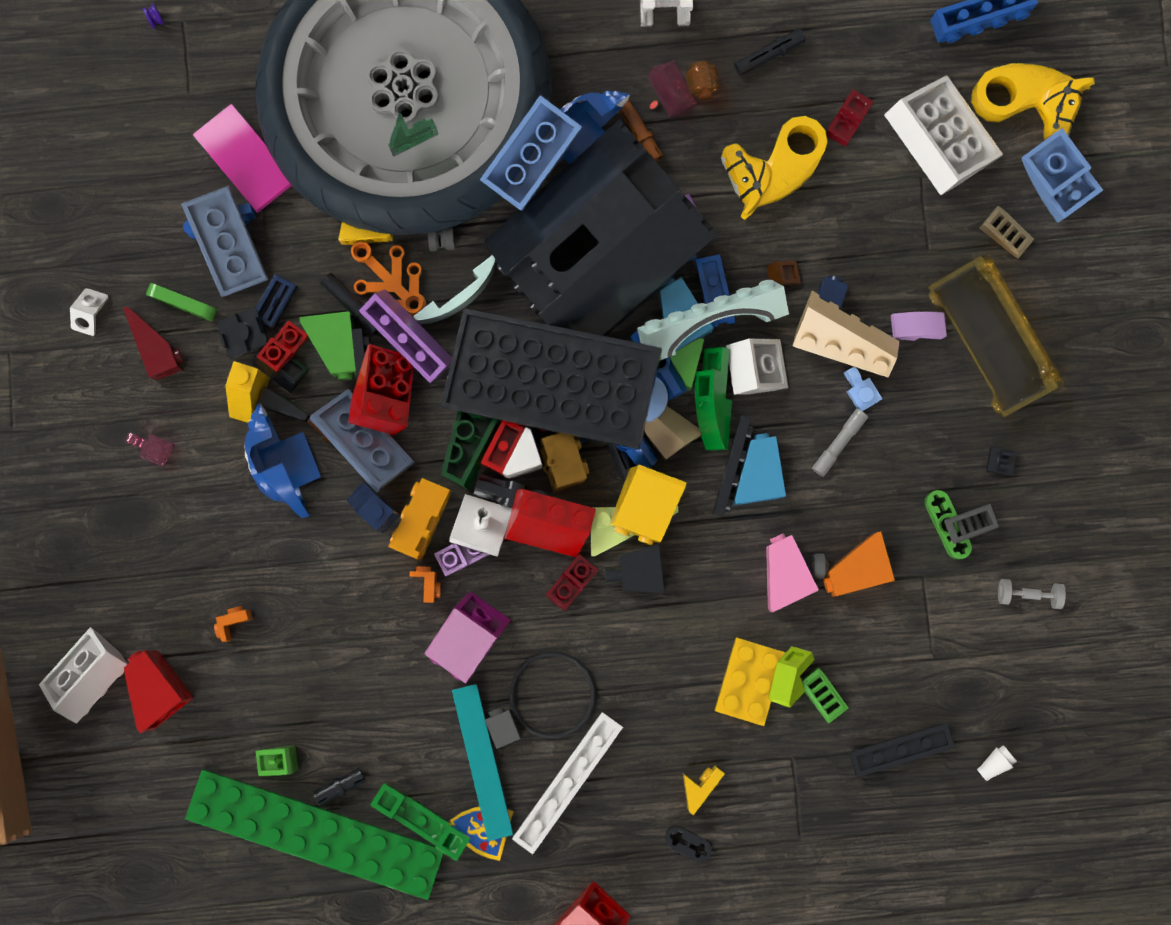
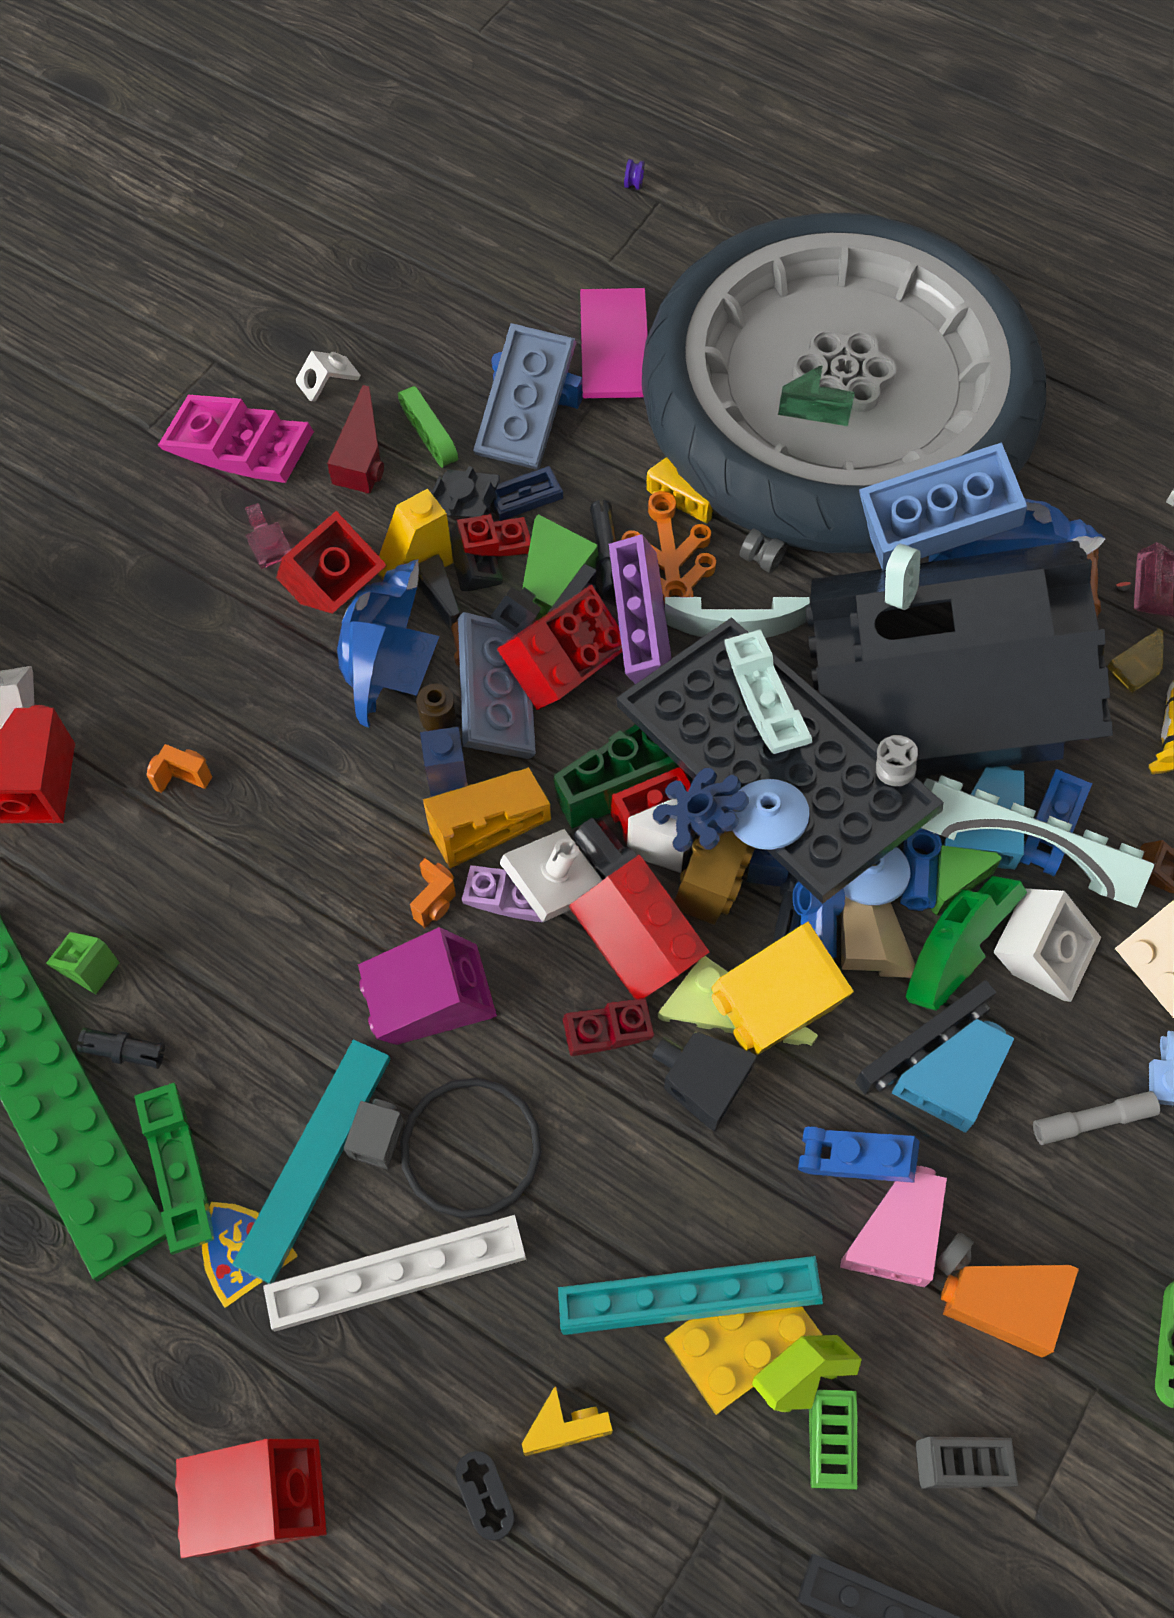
camera: 40 degrees right, 20 degrees down
(73, 396) = (236, 438): none -> dark pink slope
(214, 446) = (329, 565): none -> red slope
(338, 388) = (516, 610): none -> black tile
(348, 484) = (436, 707): none -> dark brown brick
(523, 350) = (764, 693): none -> light aqua slope
(540, 444) = (702, 809): none -> dark blue animal
(551, 235) = (902, 576): none -> light aqua beam
(585, 429) = (774, 826): none -> light blue dish
(619, 338) = (896, 750): none -> light grey wheel
(695, 151) = (1139, 662): none -> clear yellow tile
(712, 684) = (689, 1295): none -> teal tile
(743, 554) = (860, 1155): none -> blue plate
(873, 672) = (937, 1463): none -> dark grey slope

